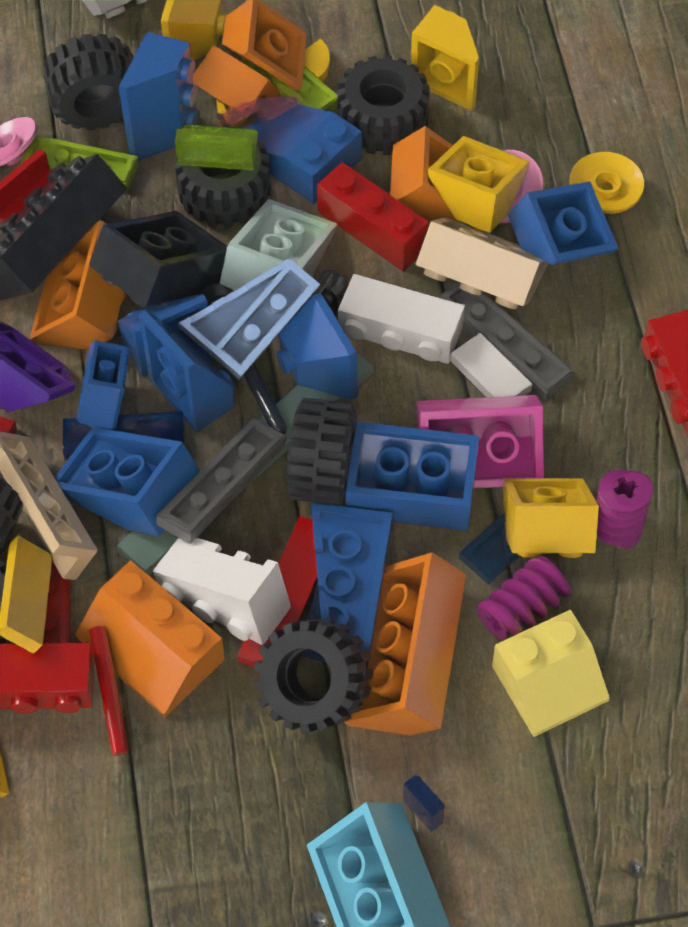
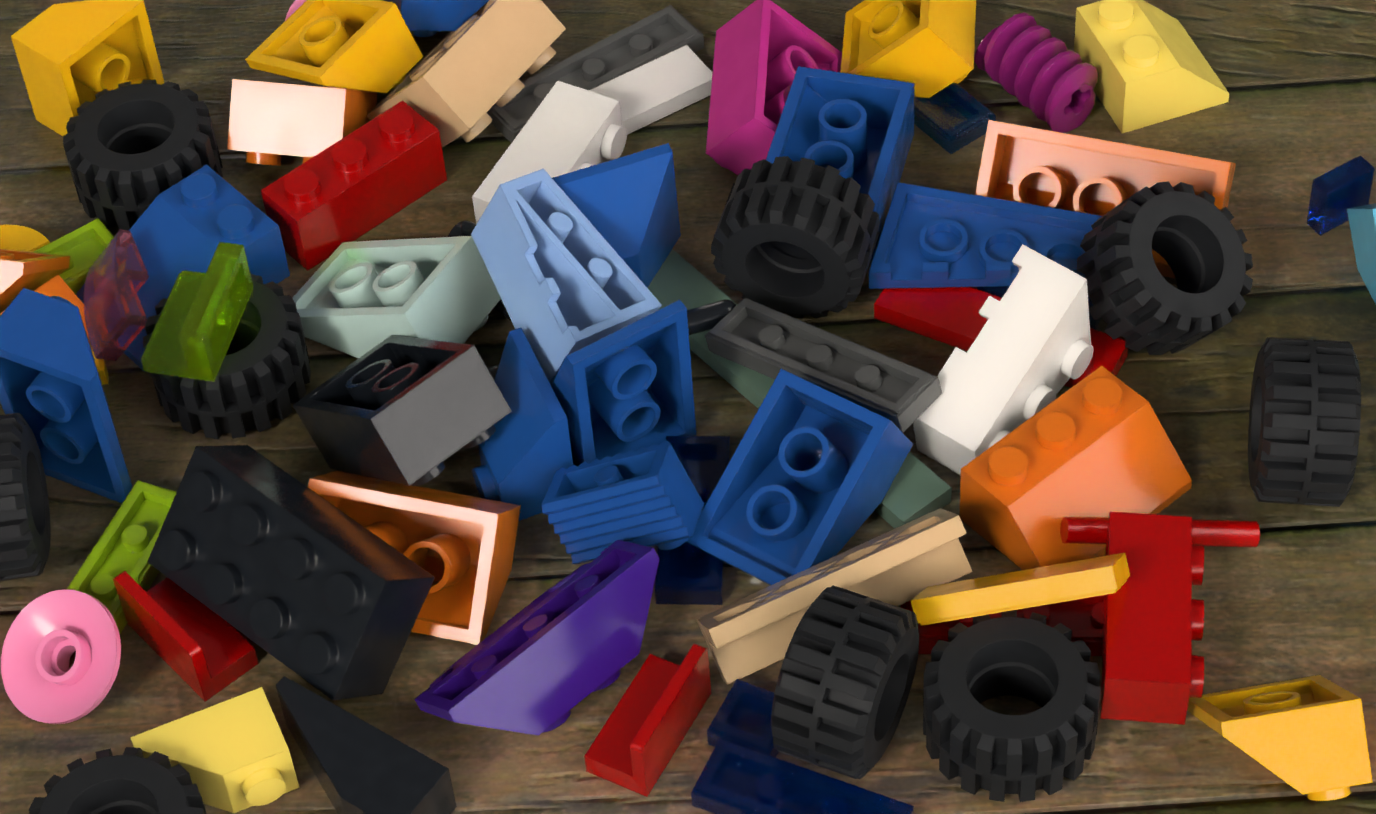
camera: 80 degrees left, 10 degrees down
(176, 761) = (1304, 421): none -> black tyre

